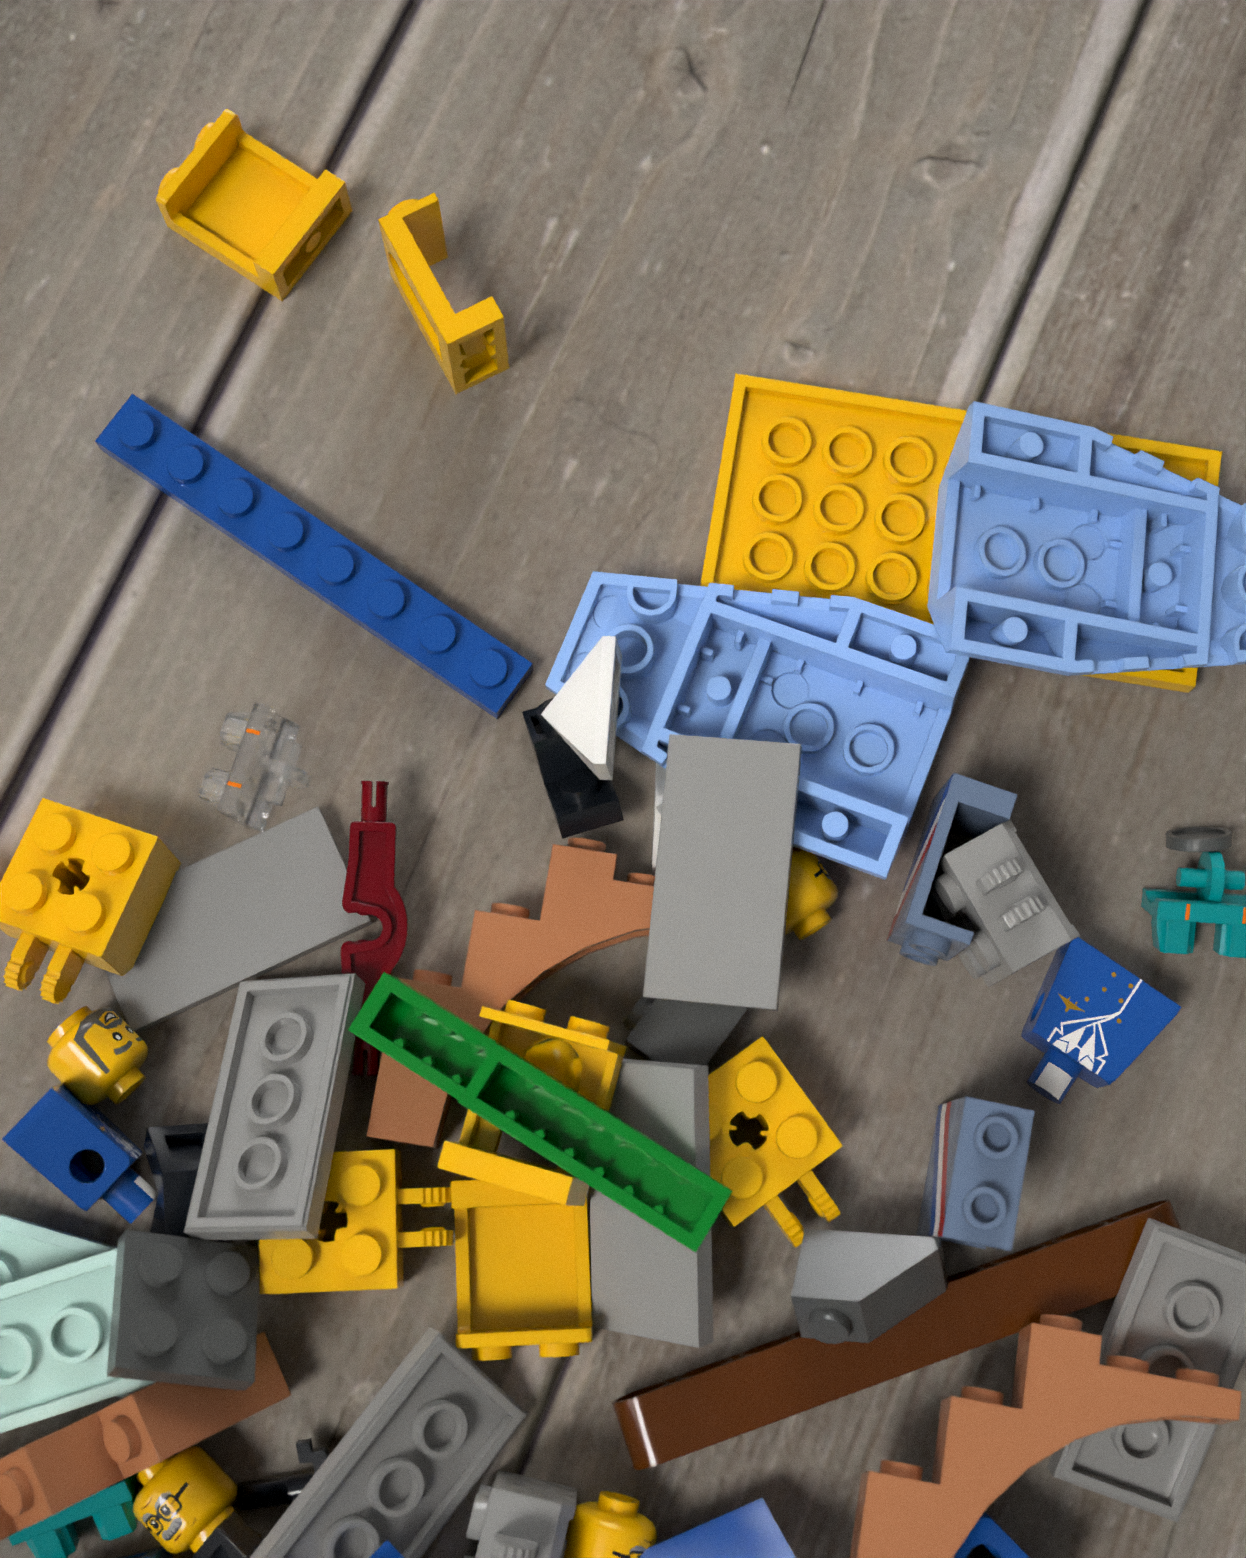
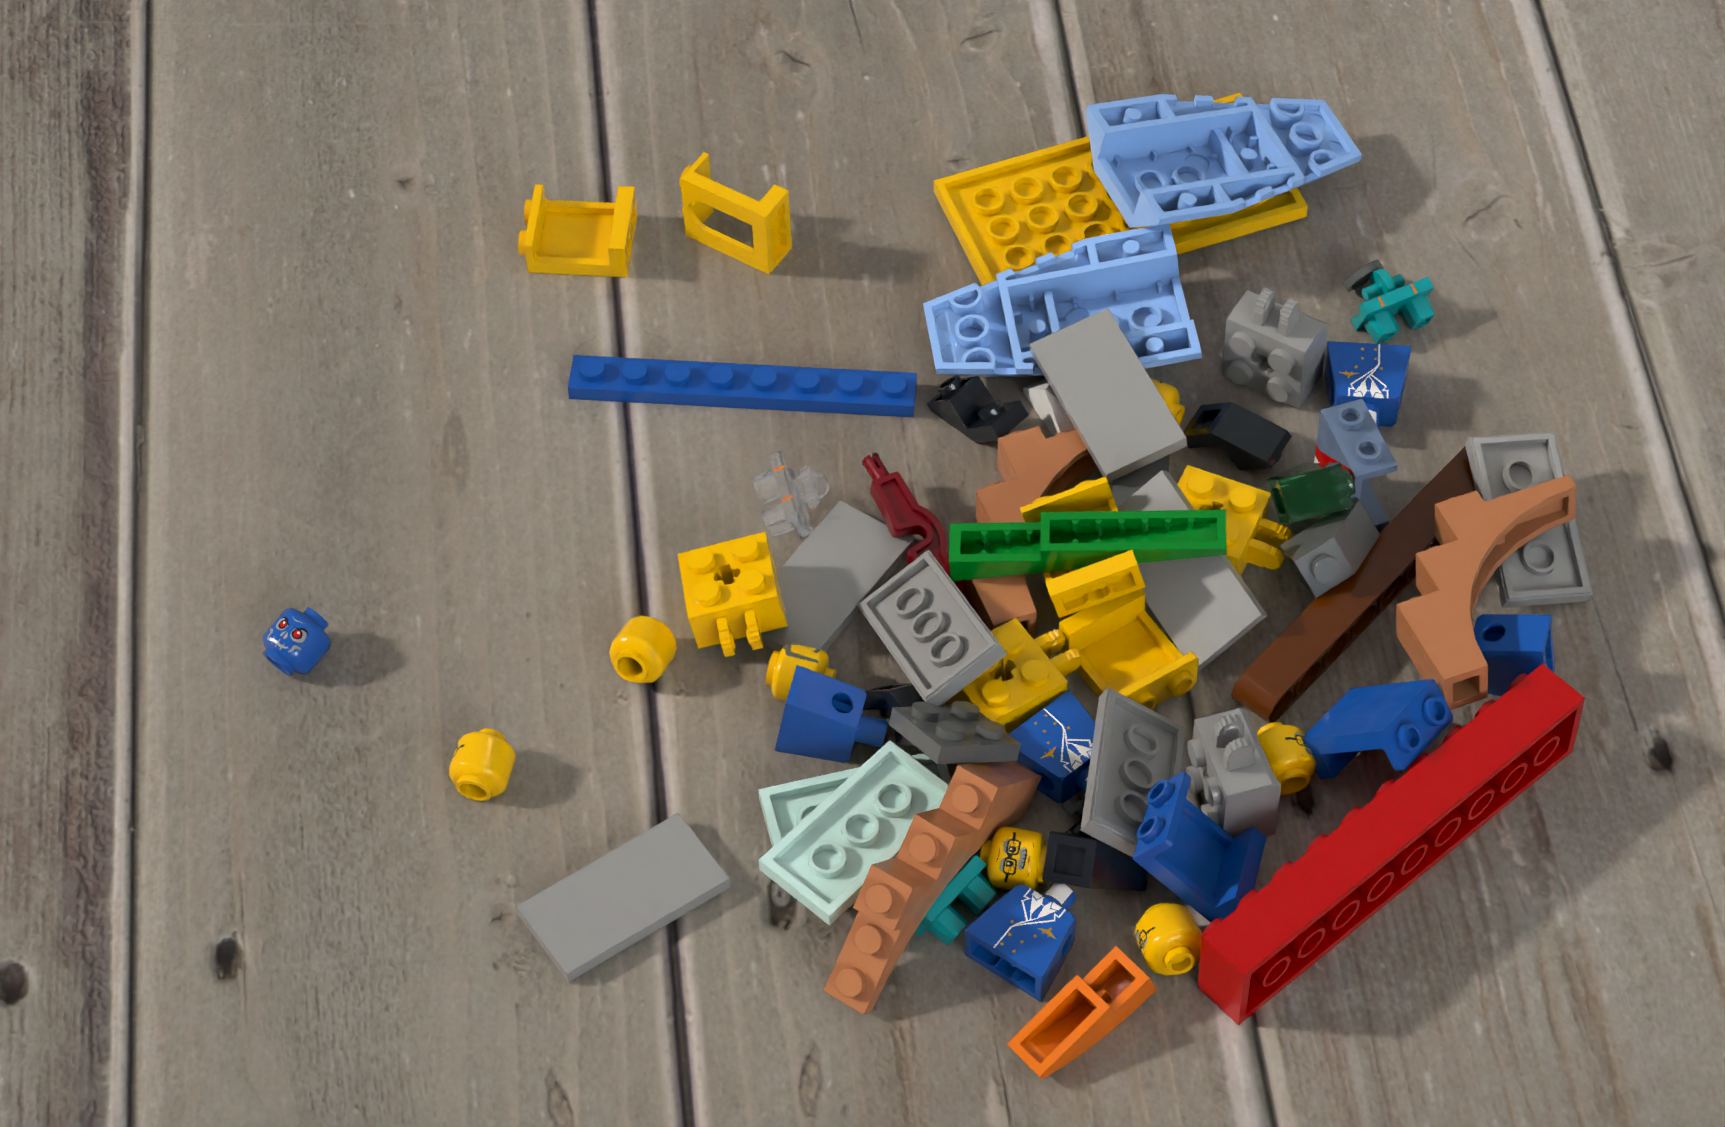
camera: 25 degrees left, 25 degrees down
(340, 1357) = (1058, 747): none -> blue torso
(588, 707) = (974, 359): white slope -> none
(871, 1001) = (1241, 433): none -> black slope
(888, 1184) = (1311, 491): none -> clear green slope
(958, 807) = (1236, 374): sand blue panel -> none

